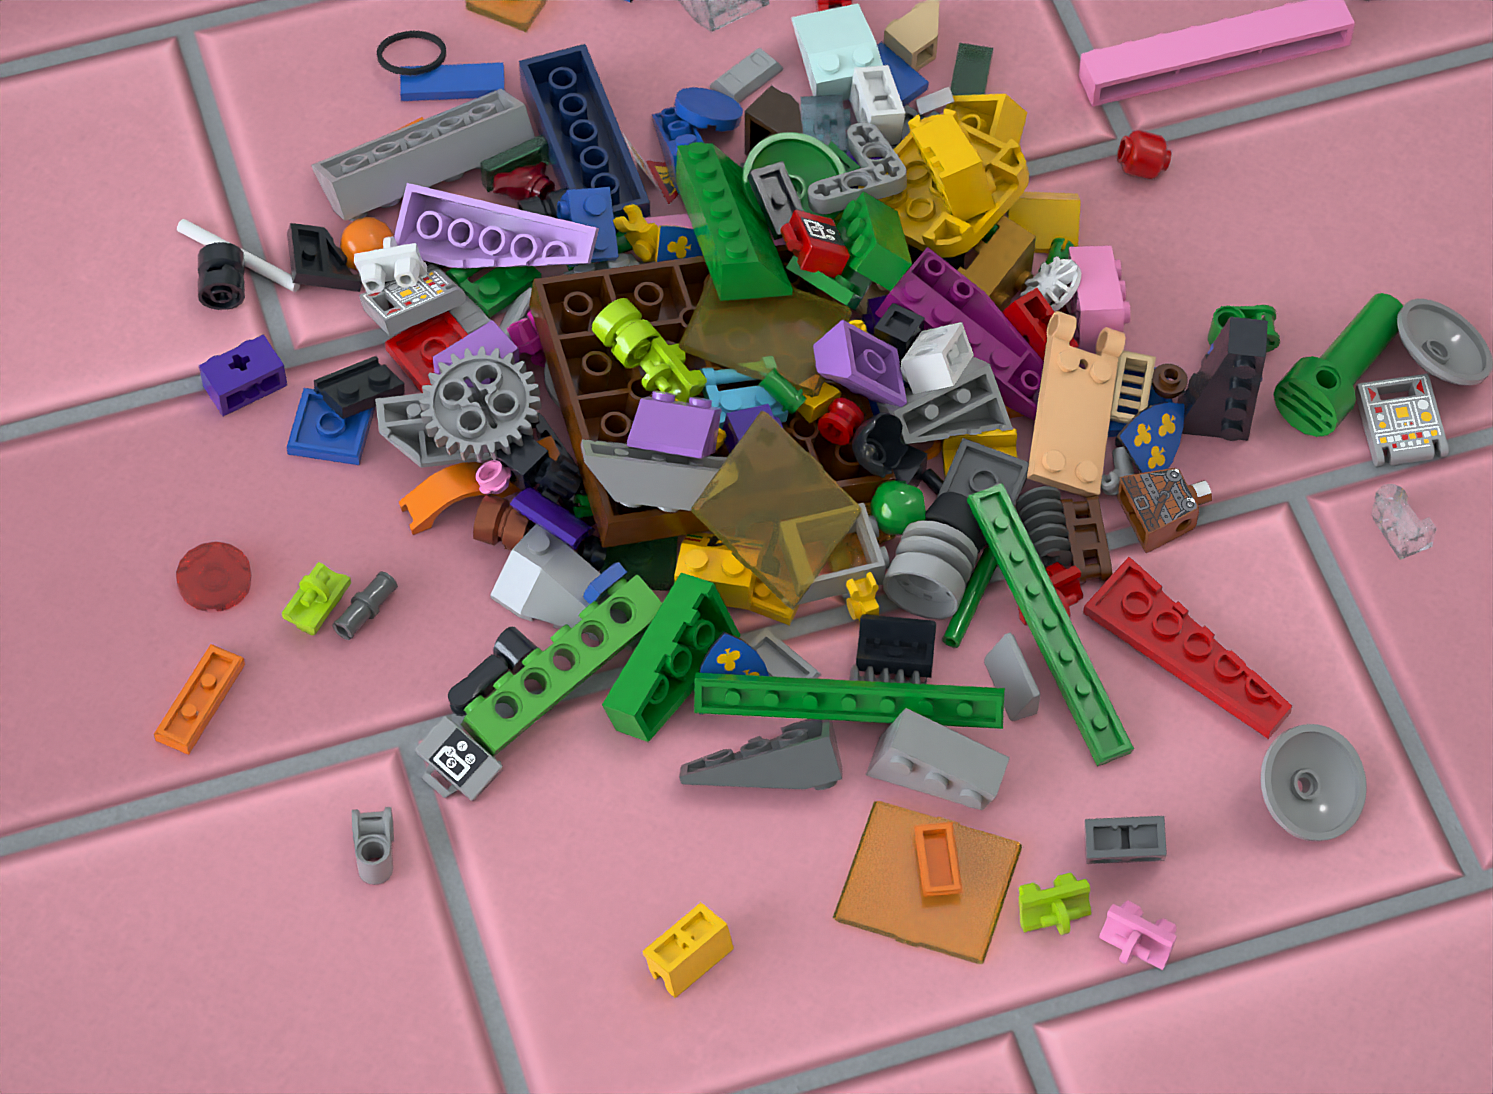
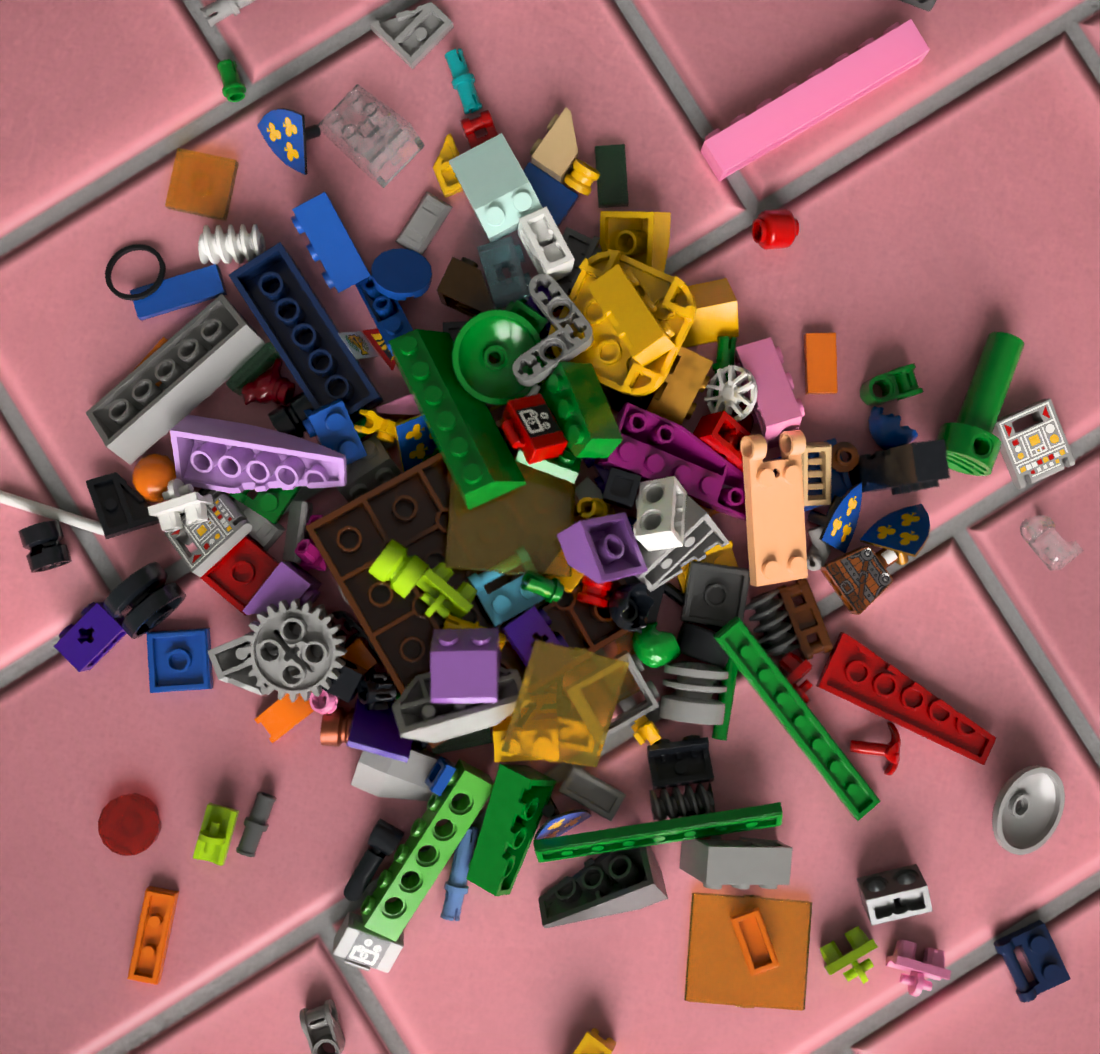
camera: 15 degrees left, 30 degrees up
(318, 339) = (144, 600): none -> black wheel
(358, 386) = (190, 625): black plate -> none
(523, 45) = (230, 244): none -> white piece
(586, 722) = (457, 886): none -> medium blue pin
(638, 61) = (330, 242): none -> blue wedge
(774, 195) = (488, 385): plate -> none
(784, 34) = (443, 170): none -> yellow tile
(934, 100) = (589, 218): white sticker -> none
(936, 63) = (582, 177): none -> yellow wheel
(1011, 672) = (774, 763): light grey slope -> none
(1158, 689) = (890, 750): none -> red plant
(1167, 295) = (820, 363): none -> orange tile
(1219, 480) = (901, 532): none -> blue shield
(1300, 968) = (1040, 956): none -> dark blue plate
(1444, 342) = (1059, 366): light grey dish -> none

